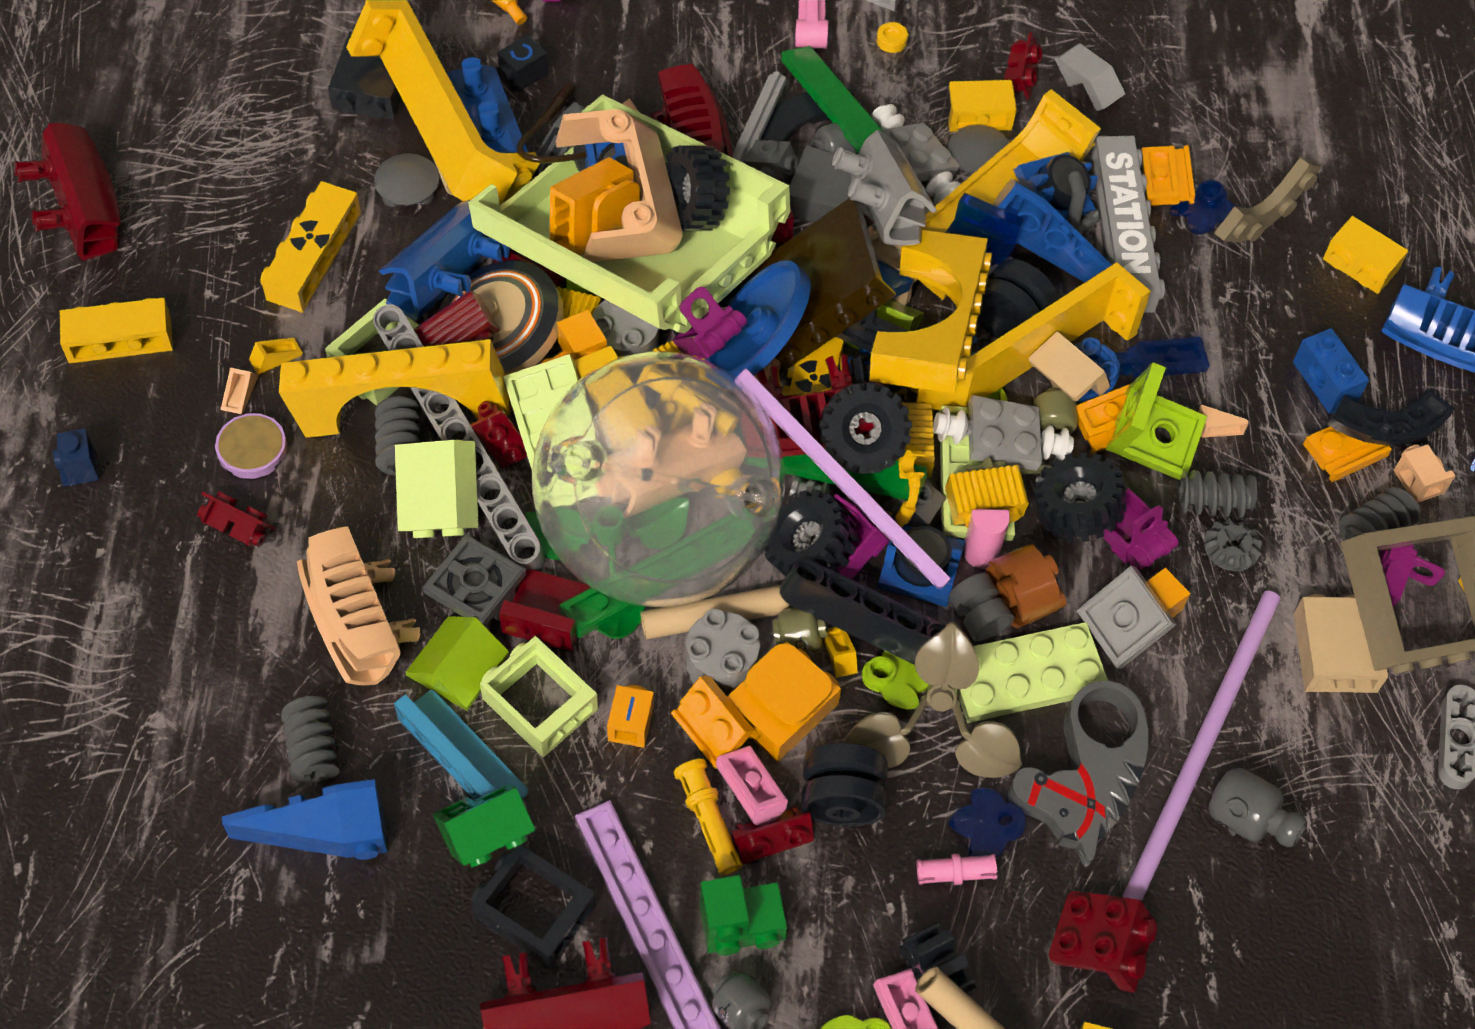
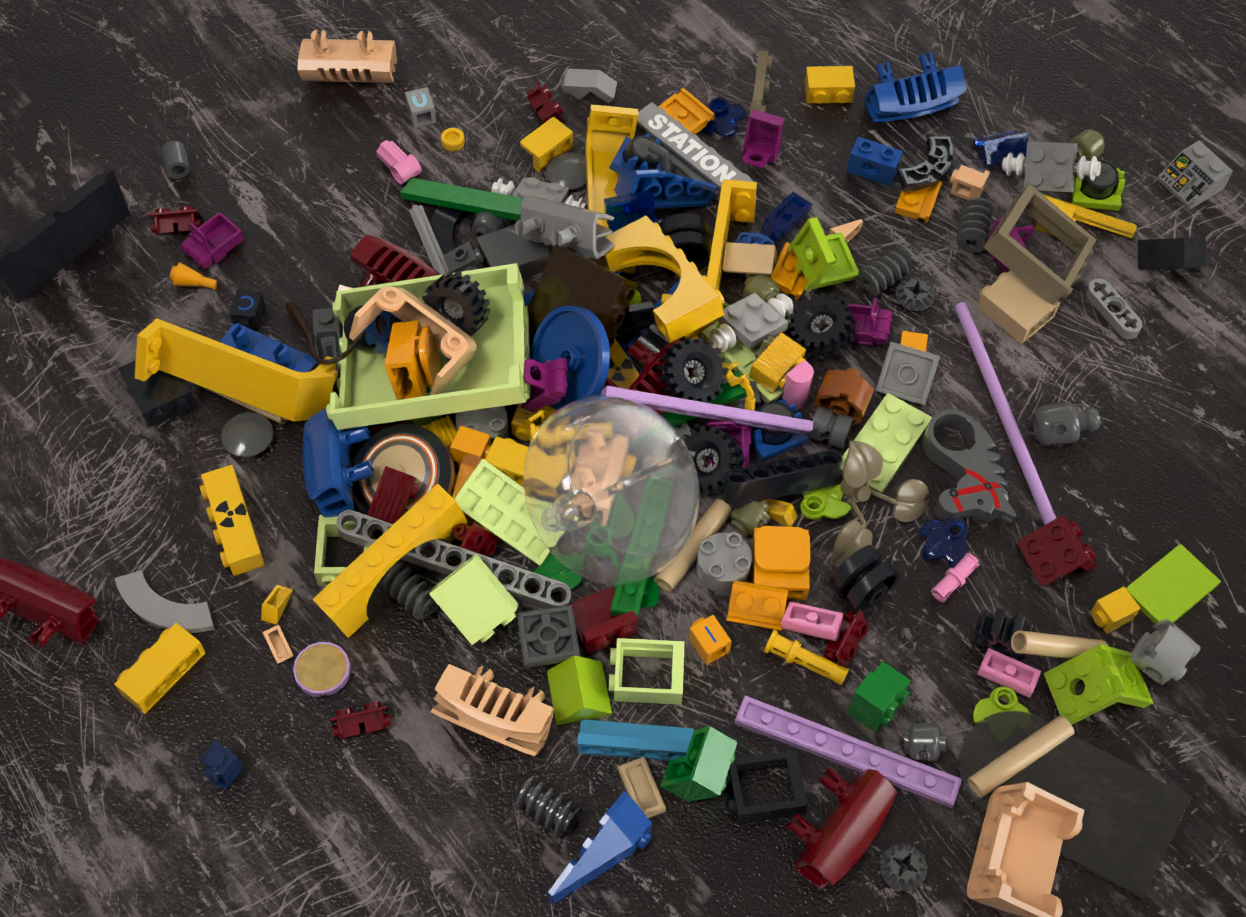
camera: 40 degrees left, 0 degrees up
(170, 282) = (160, 611): none -> light grey tile
(418, 802) = (642, 787): none -> tan tile
(1216, 256) = (762, 138): none -> magenta piece

